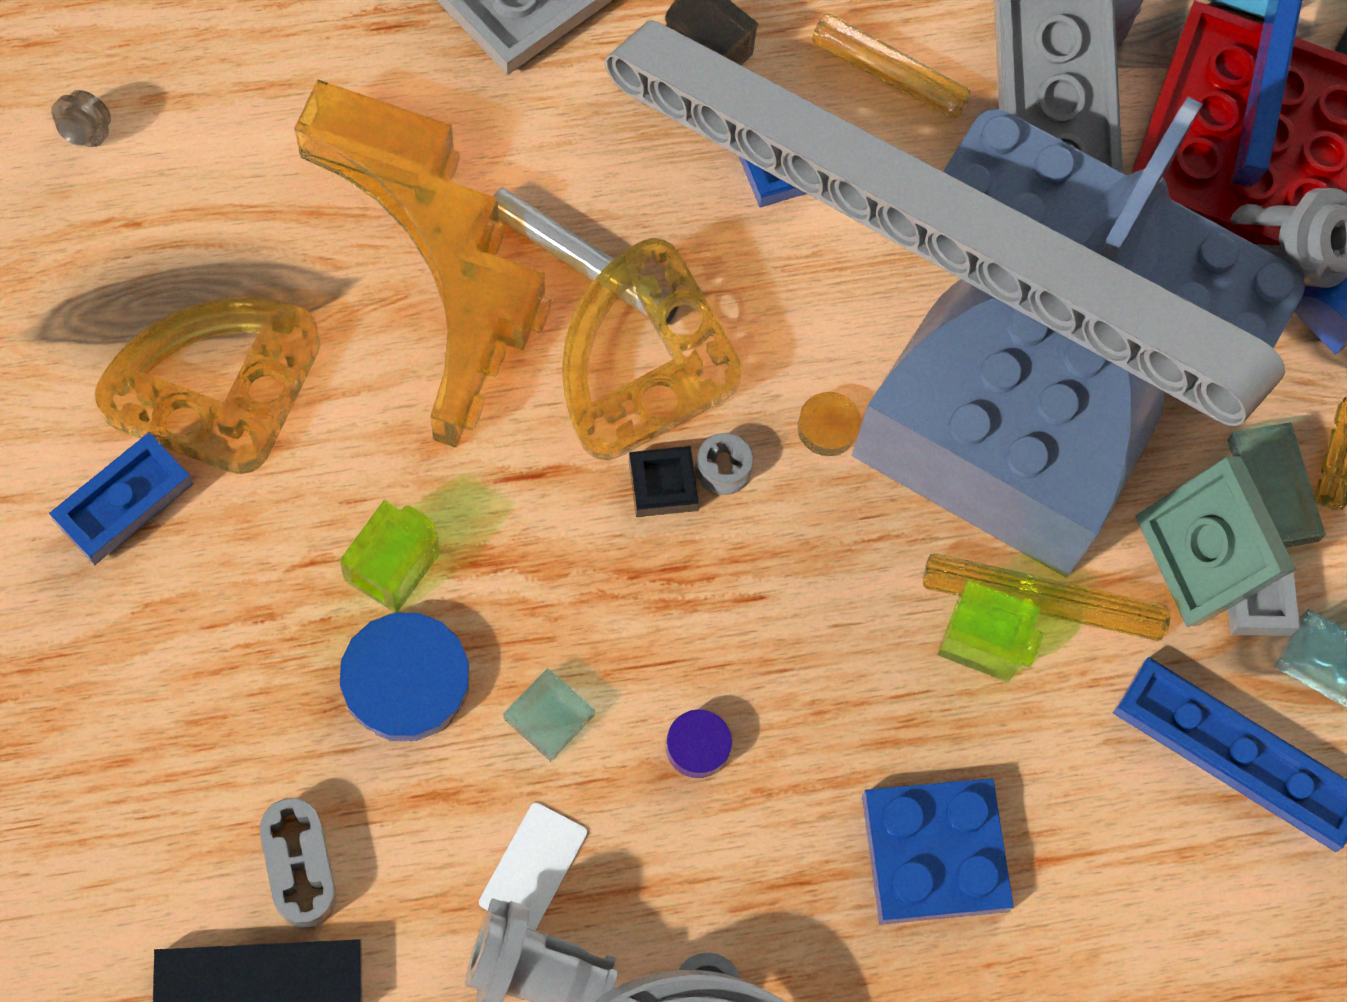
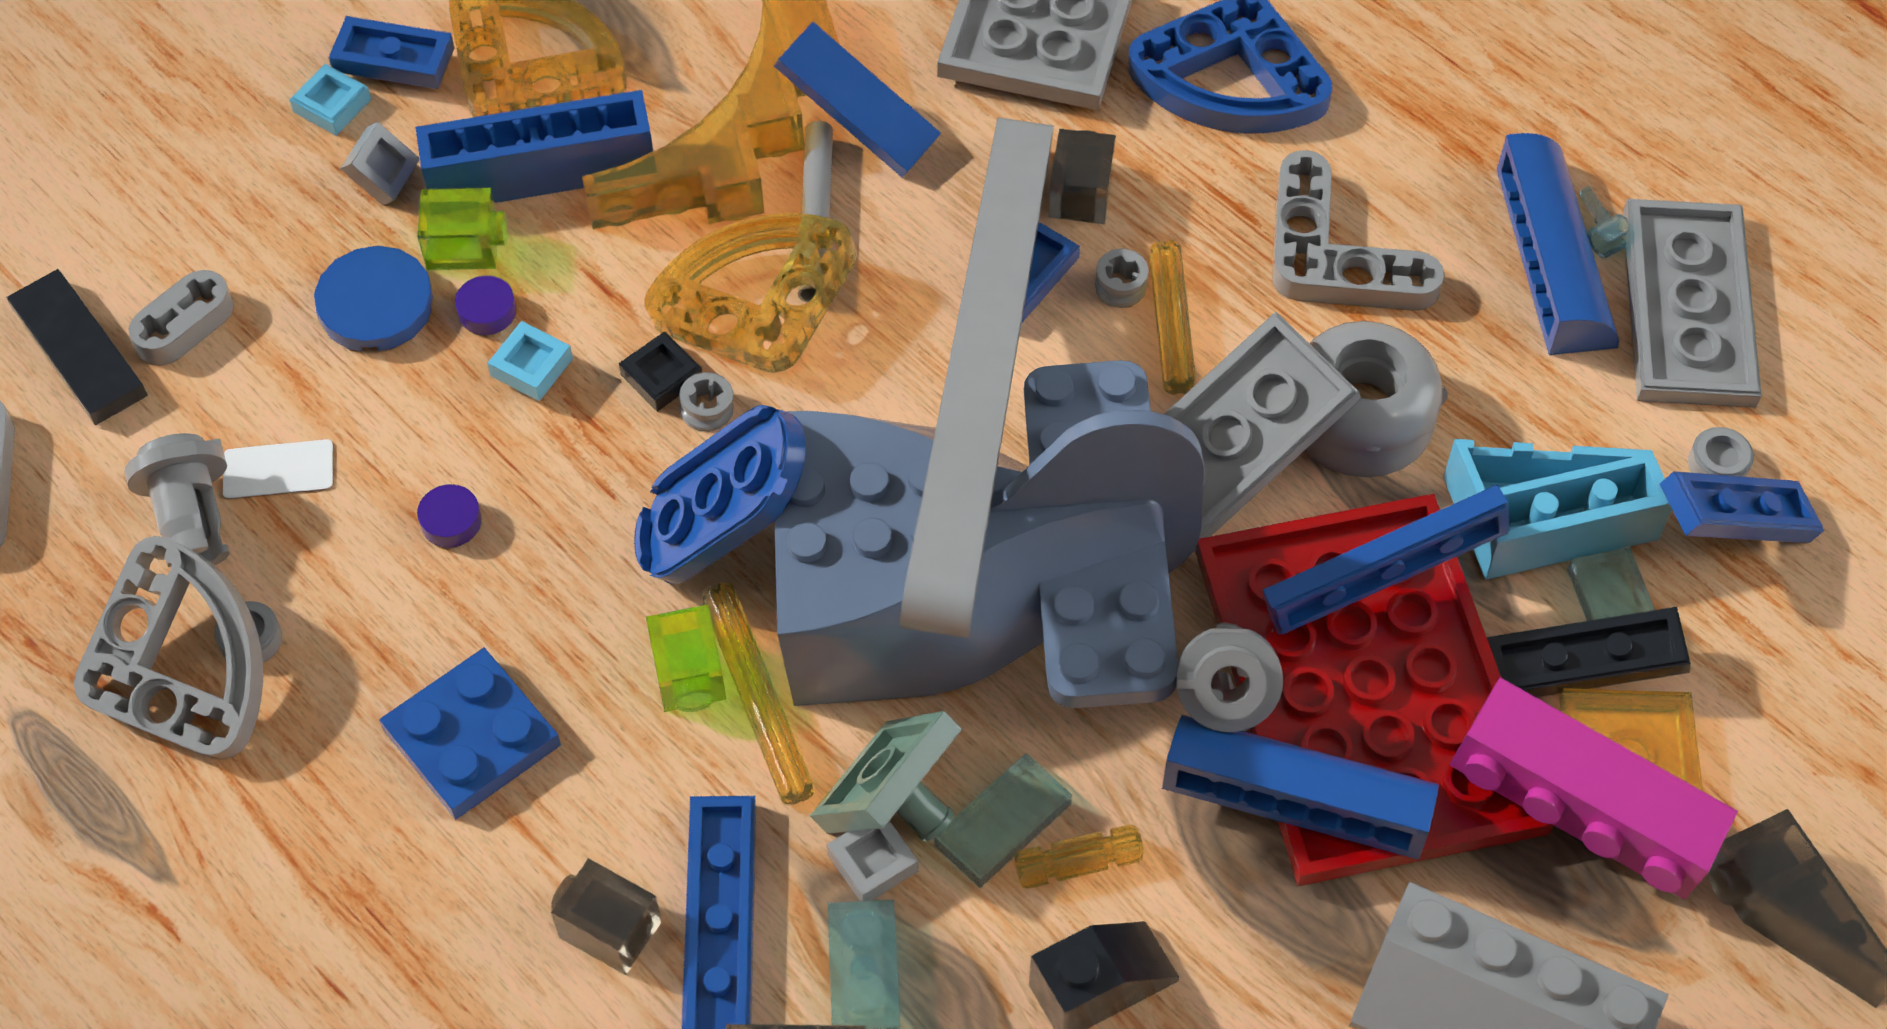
camera: 65 degrees right, 10 degrees down
(127, 586) = (330, 99): none -> medium azure tile
(257, 582) = (380, 163): none -> light grey plate
(351, 439) = (535, 147): none -> blue brick
(484, 584) = (485, 305): none -> dark purple tile
(506, 147) = (857, 99): none -> blue tile
(549, 714) = (407, 406): clear light blue tile -> none
(583, 580) = (530, 360): none -> medium azure plate
(824, 93) = (1130, 266): none -> light grey bush
(892, 500) = (720, 494): none -> blue tile
(1197, 838) = (605, 915): none -> clear smoke brick

